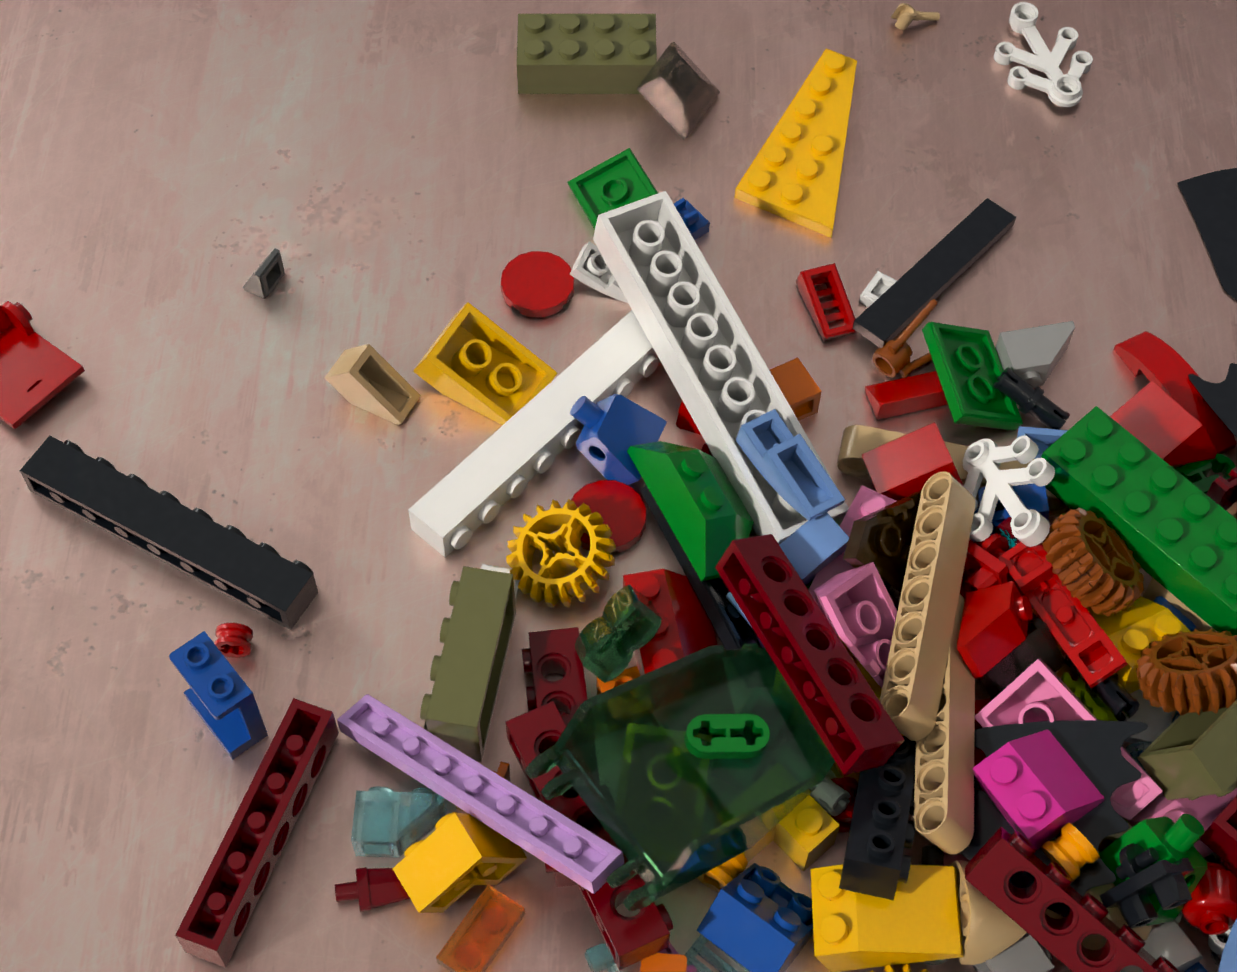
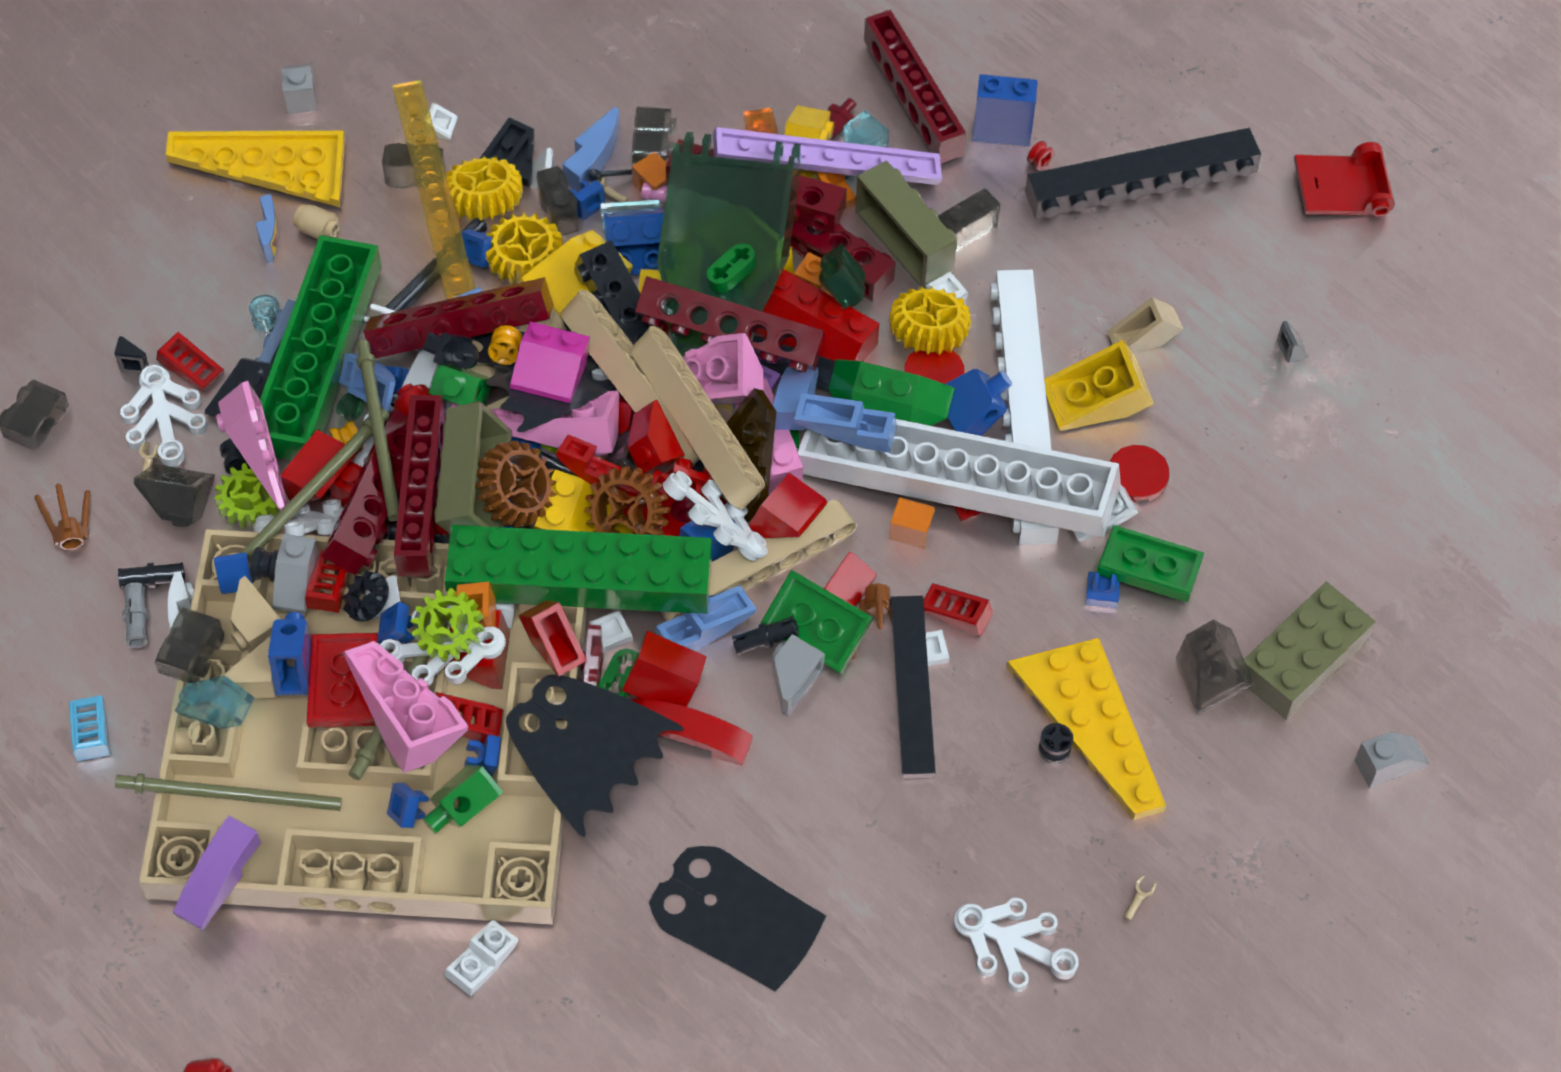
camera: 135 degrees right, 0 degrees up
(394, 627) = (972, 217): none -> clear smoke brick
(863, 145) = (1058, 736): none -> black wheel

